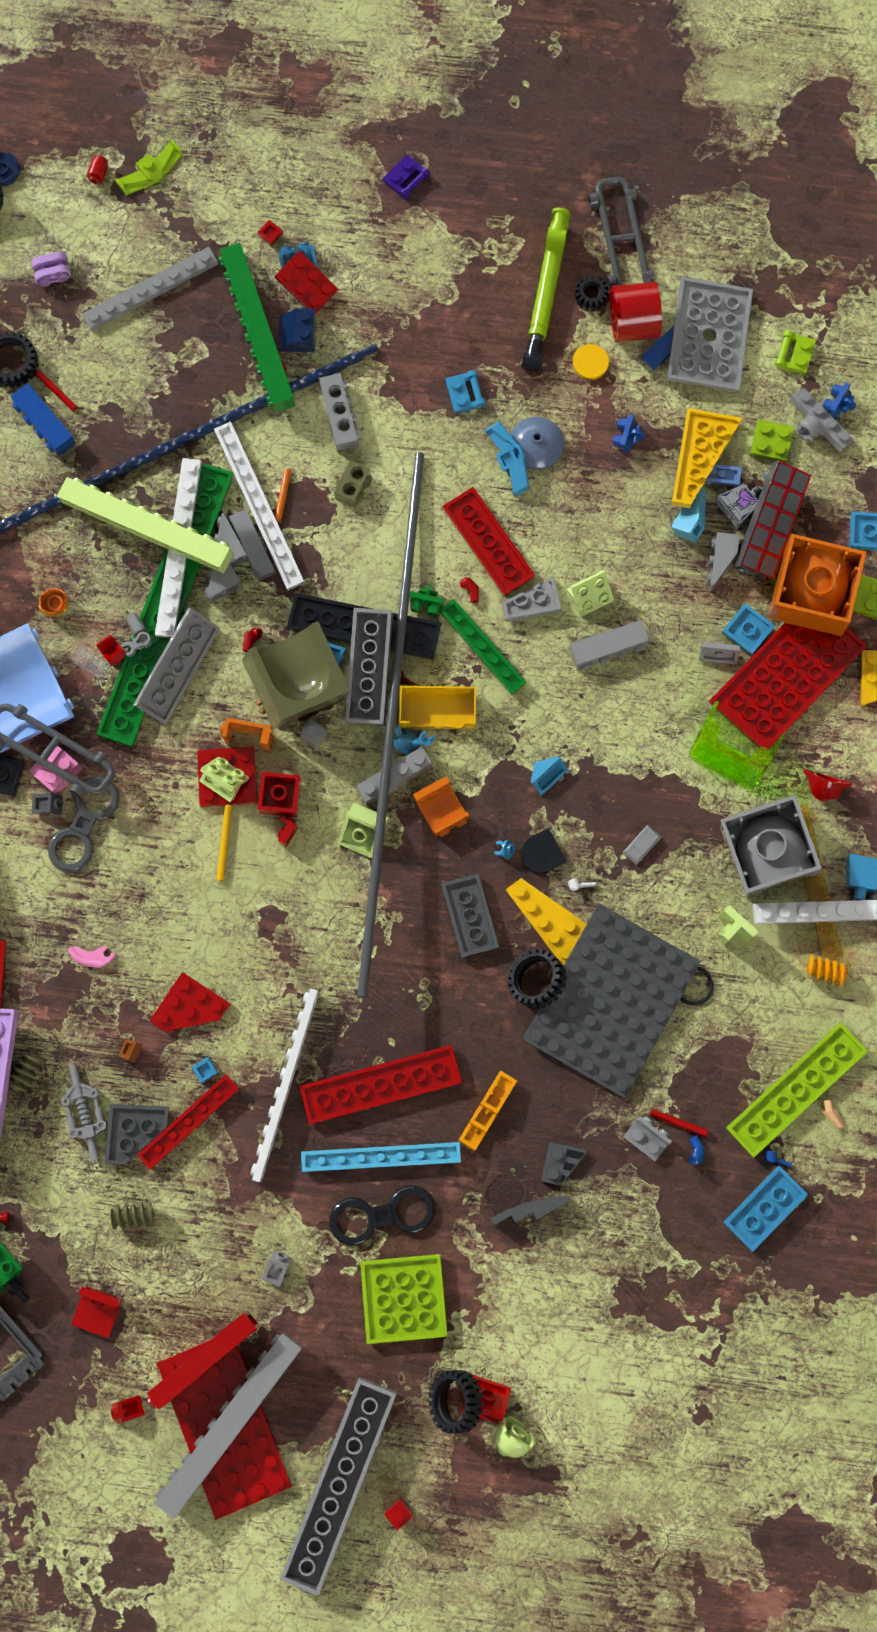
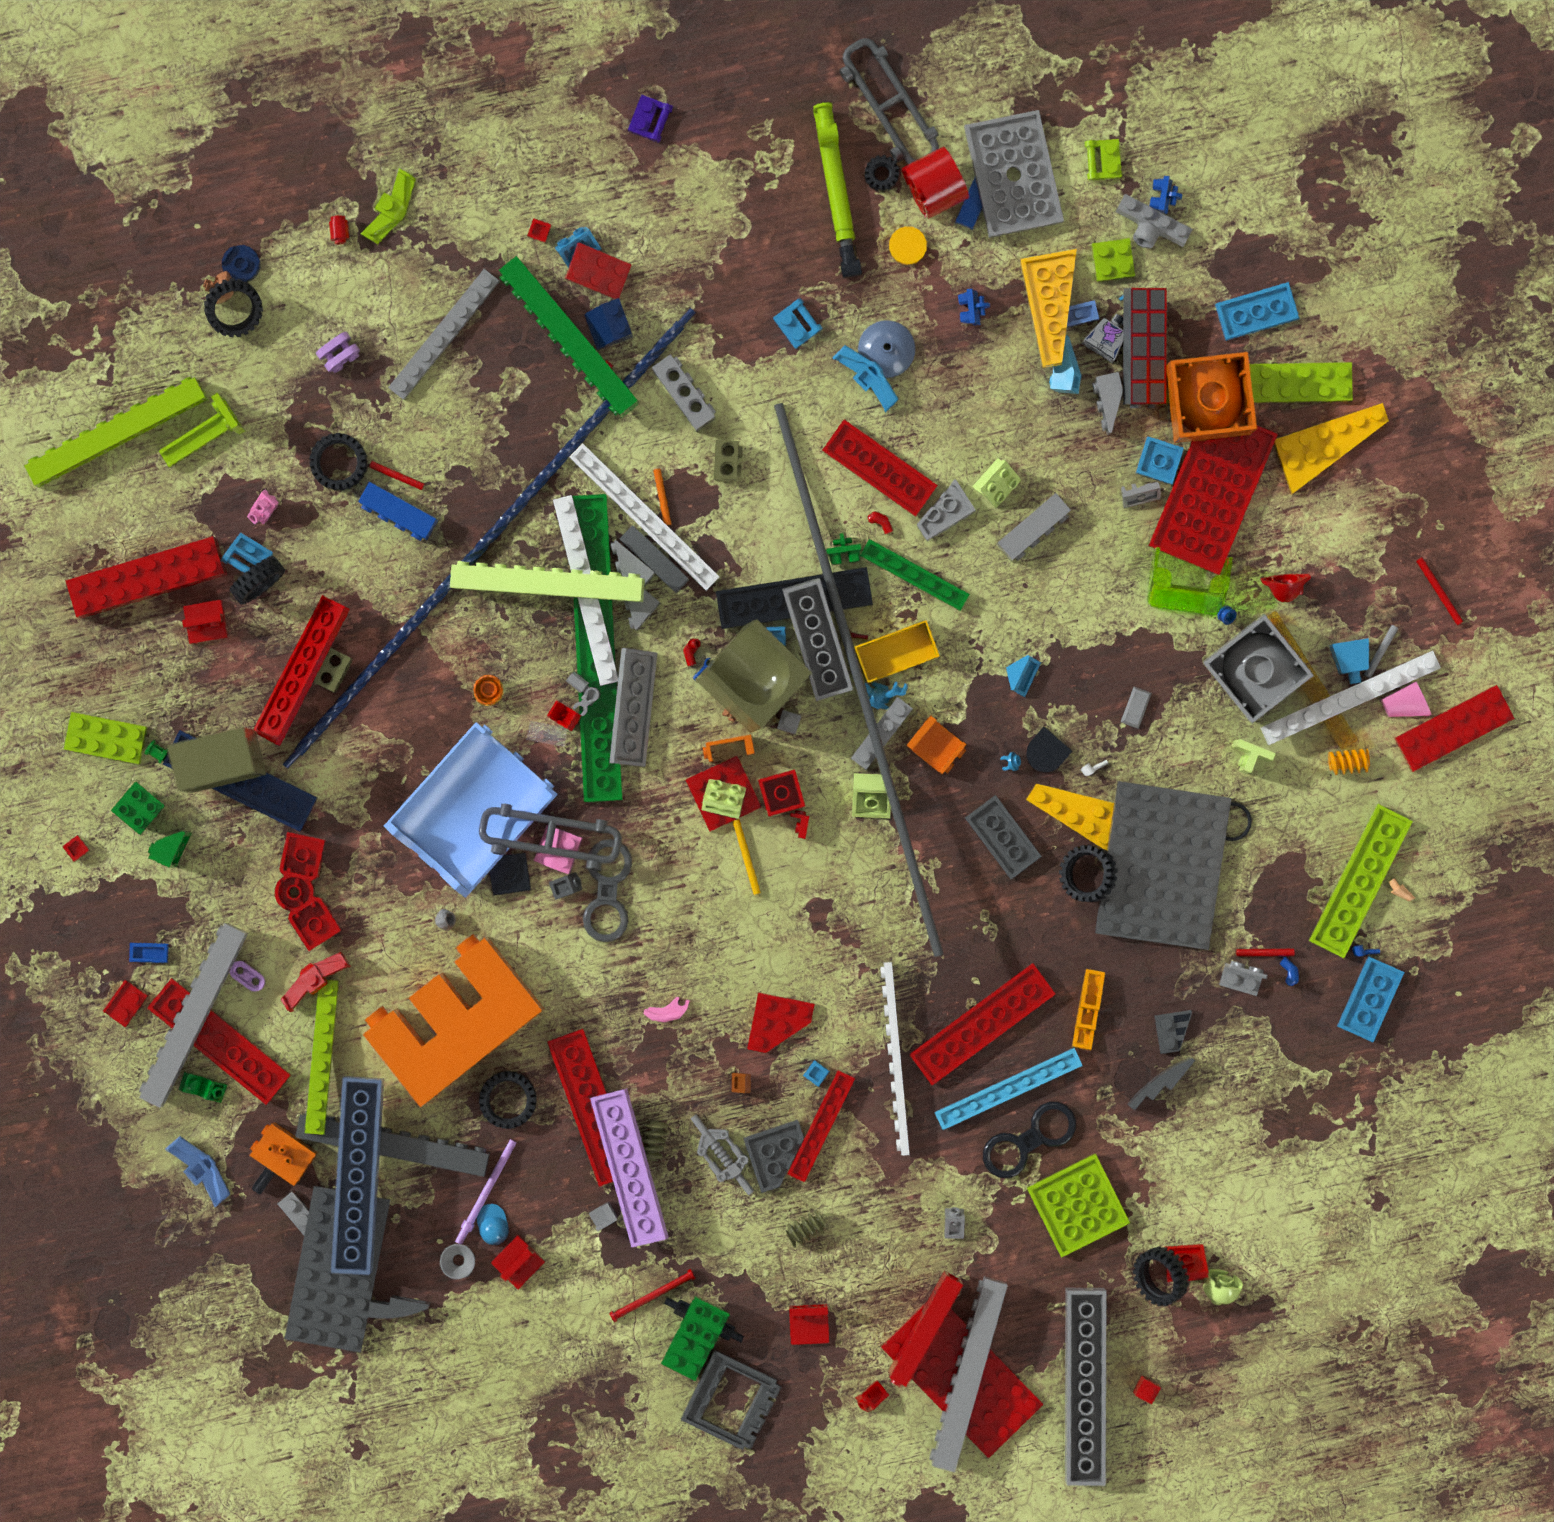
camera: 25 degrees left, 10 degrees up
(756, 787) = (1227, 615): none -> blue bush

